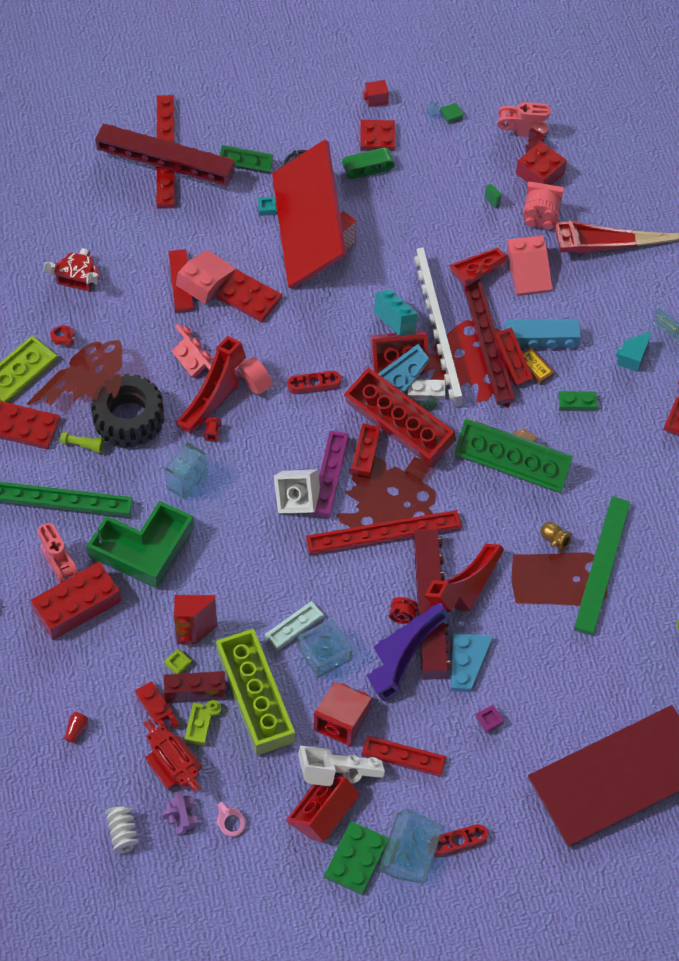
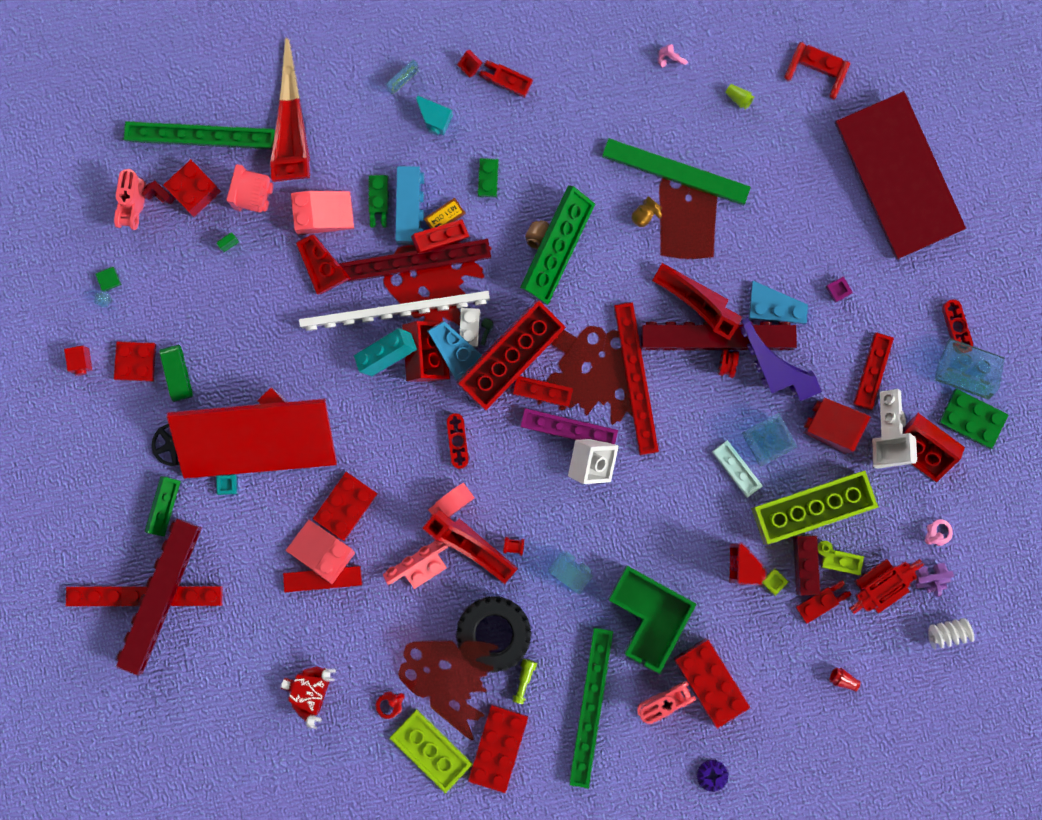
camera: 85 degrees left, 25 degrees up
(555, 310) = (378, 198): none -> green hinge
(592, 171) = (199, 135): none -> green plate

